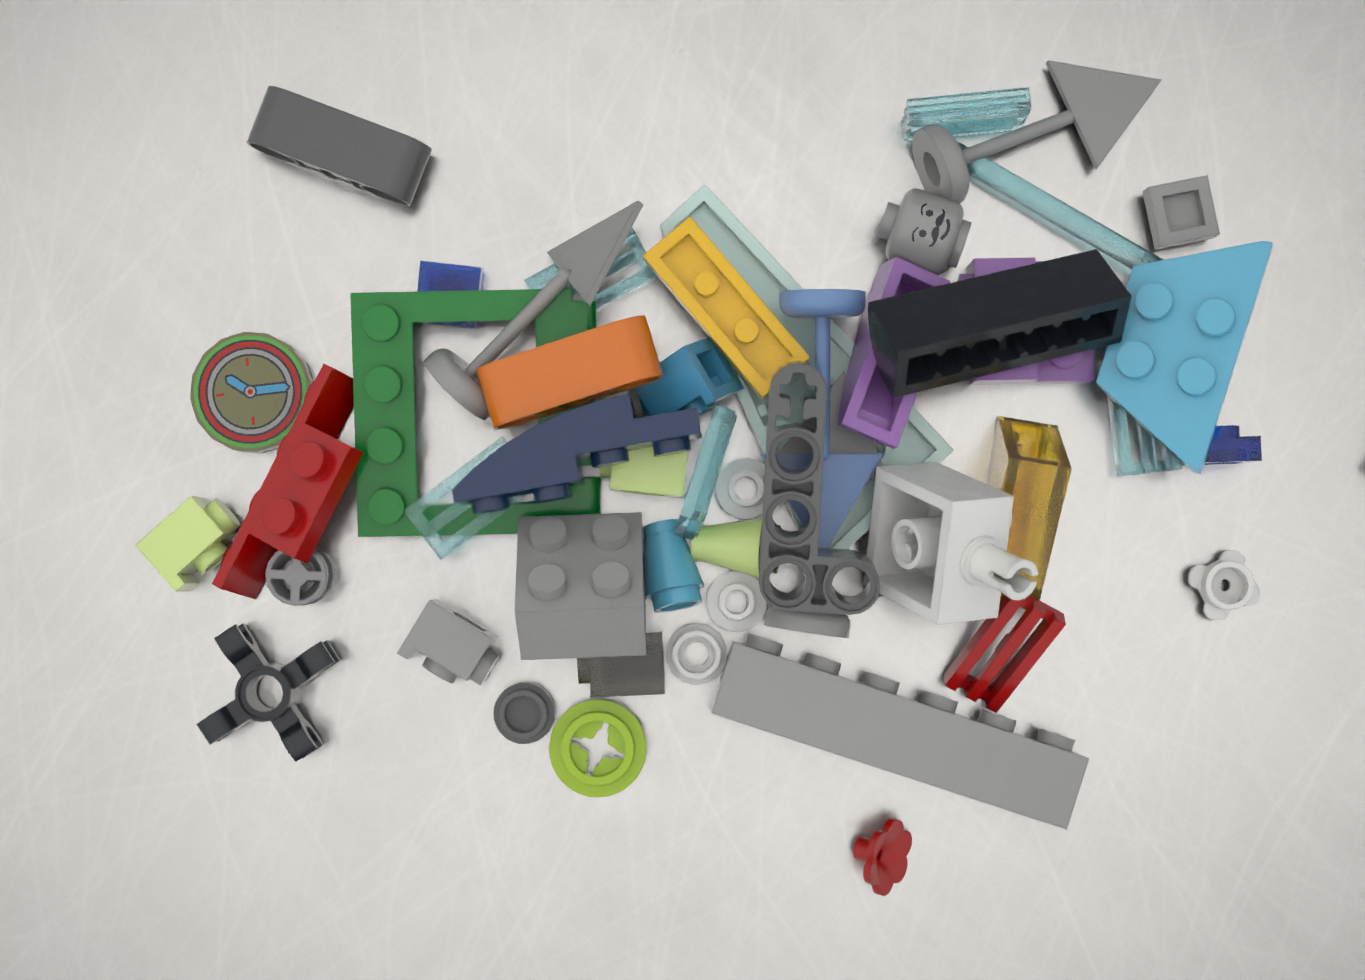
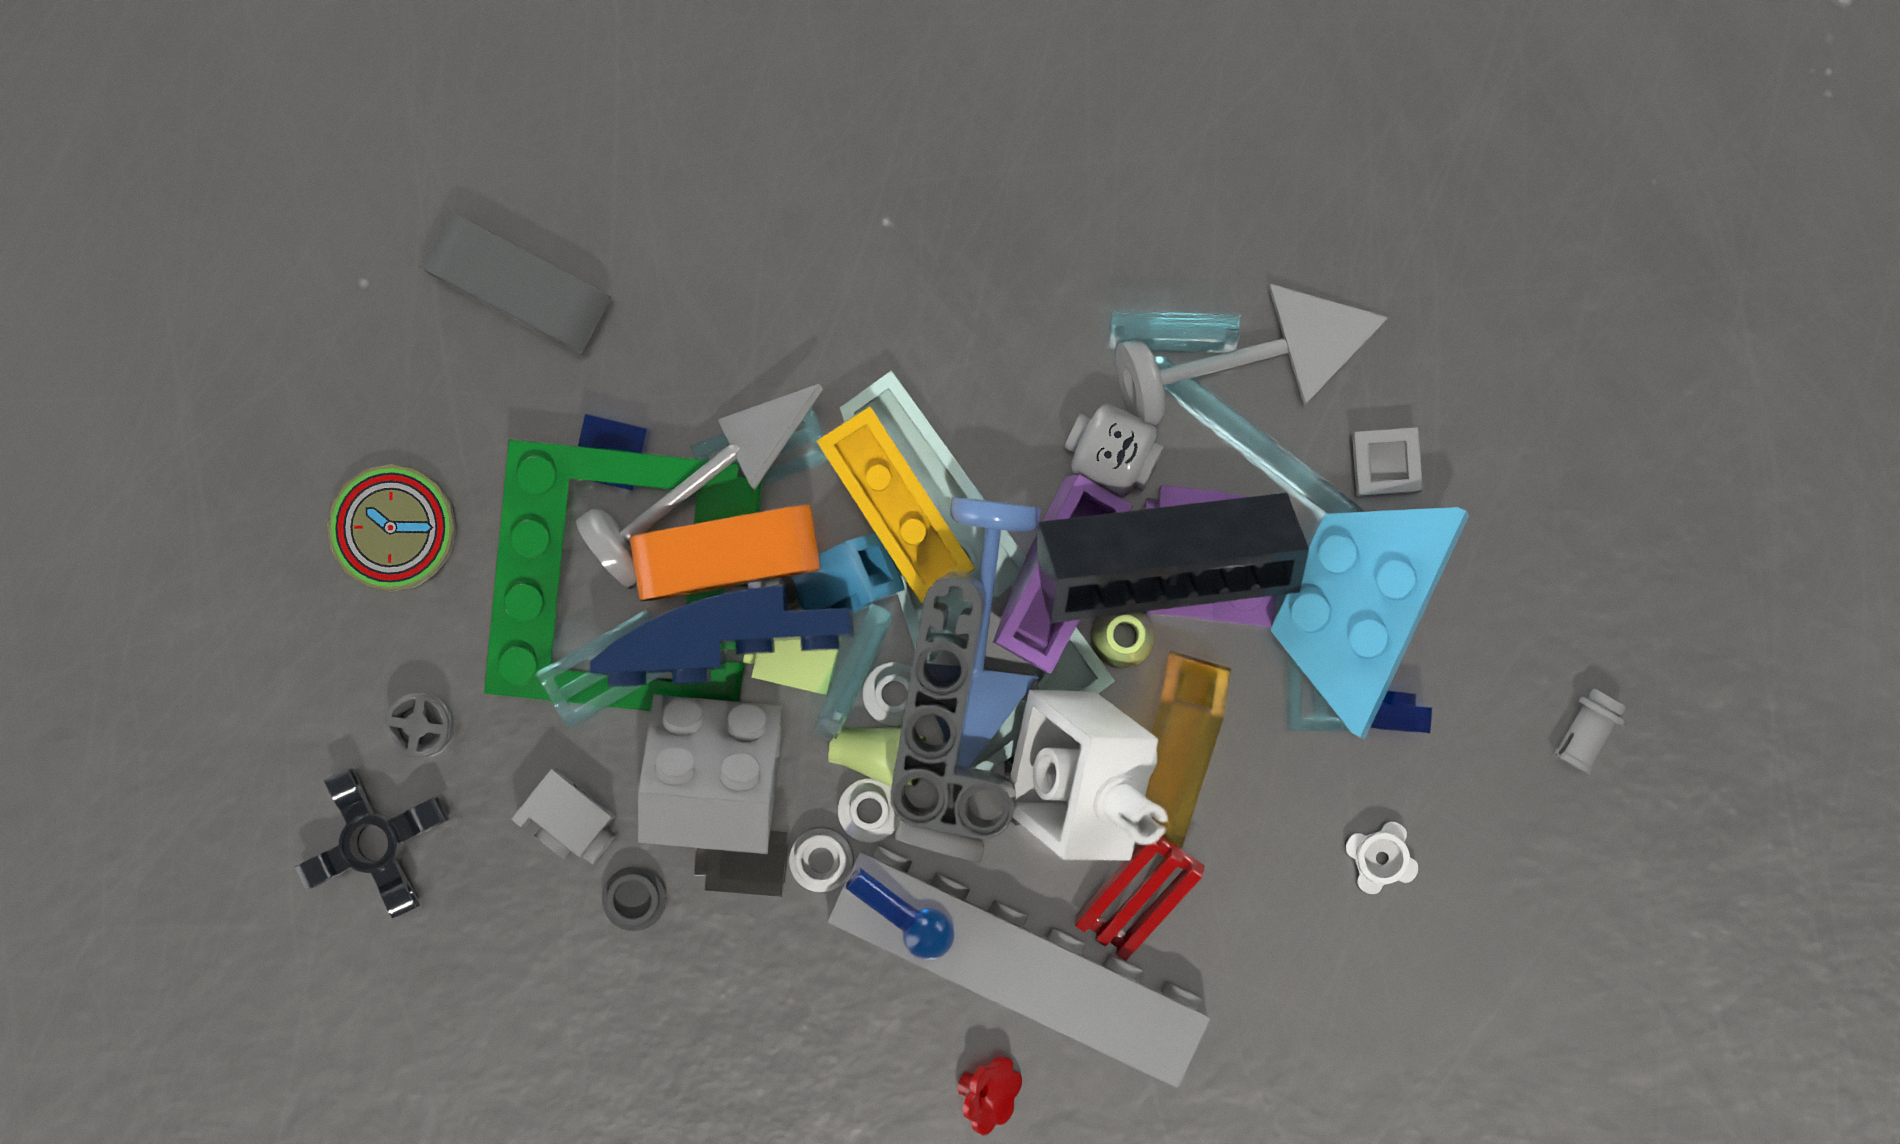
camera: 10 degrees right, 0 degrees up
(189, 541) = (310, 676): yellowish green brick -> none
(298, 490) = (430, 637): red bracket -> none
(570, 759) = (717, 973): lime gear -> none
(670, 570) = (804, 769): medium azure cone -> none
(806, 710) = (926, 932): none -> clear blue bar
(941, 415) = (1110, 651): none -> yellowish green cone

